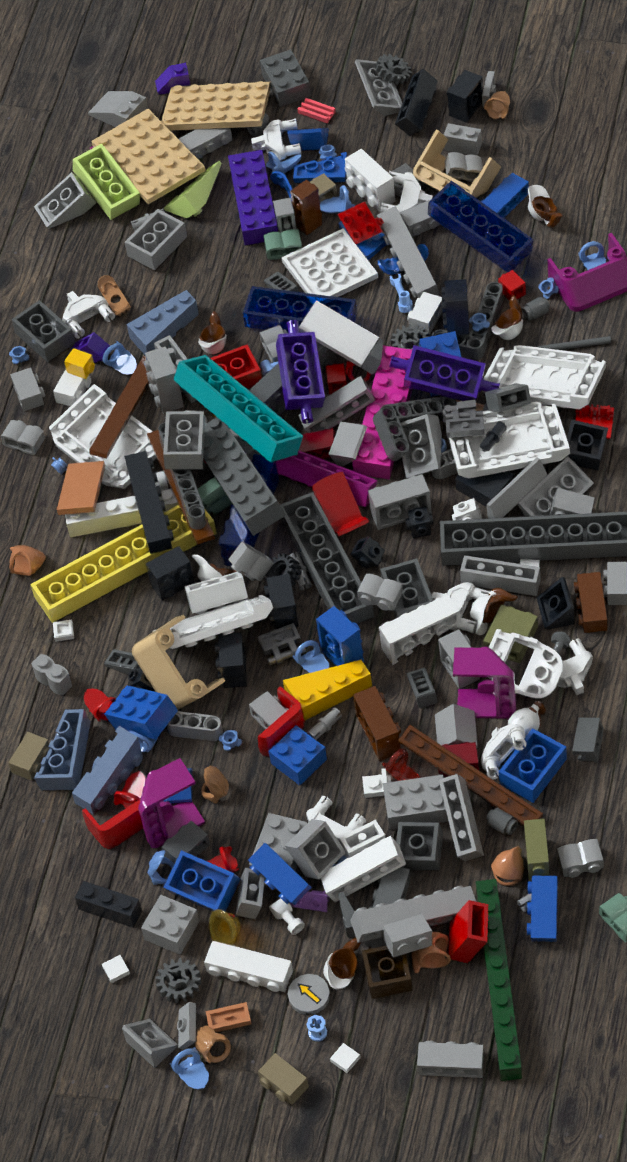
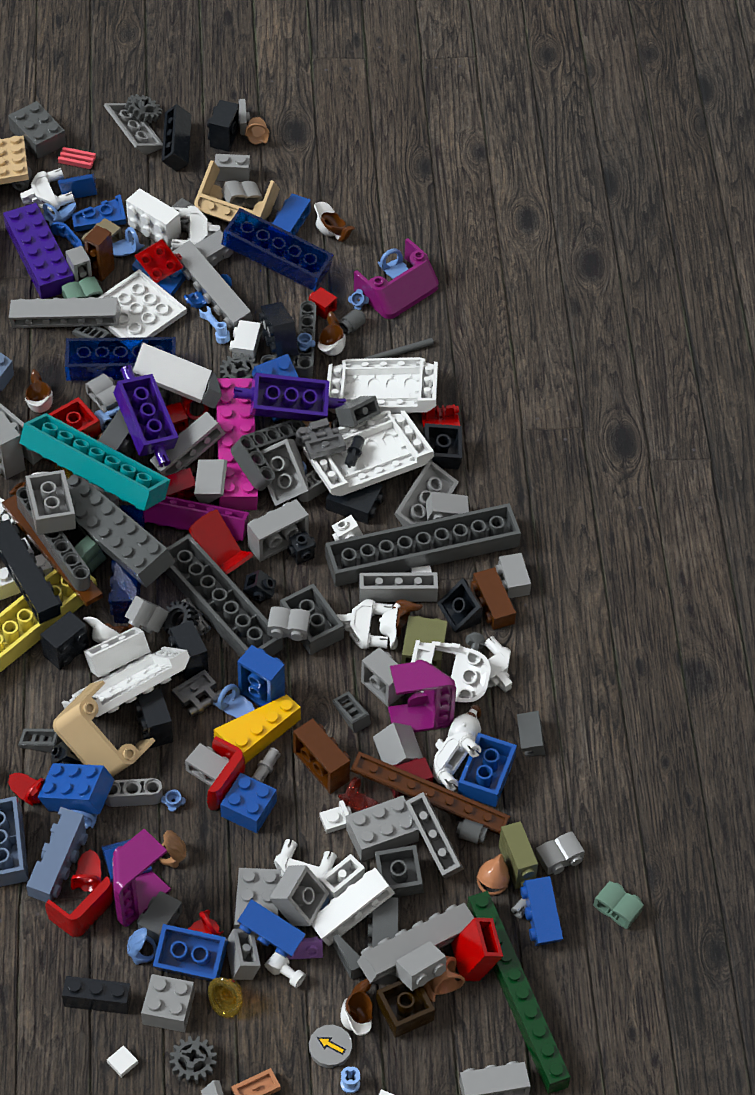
camera: 25 degrees left, 0 degrees up
(248, 966) = (261, 1030): white brick -> none
(259, 260) = (64, 312): none -> light grey brick
(327, 150) = (99, 196): medium blue plate -> none
(417, 627) = (334, 652): white wedge -> none
(516, 490) = (391, 500): light grey slope -> none

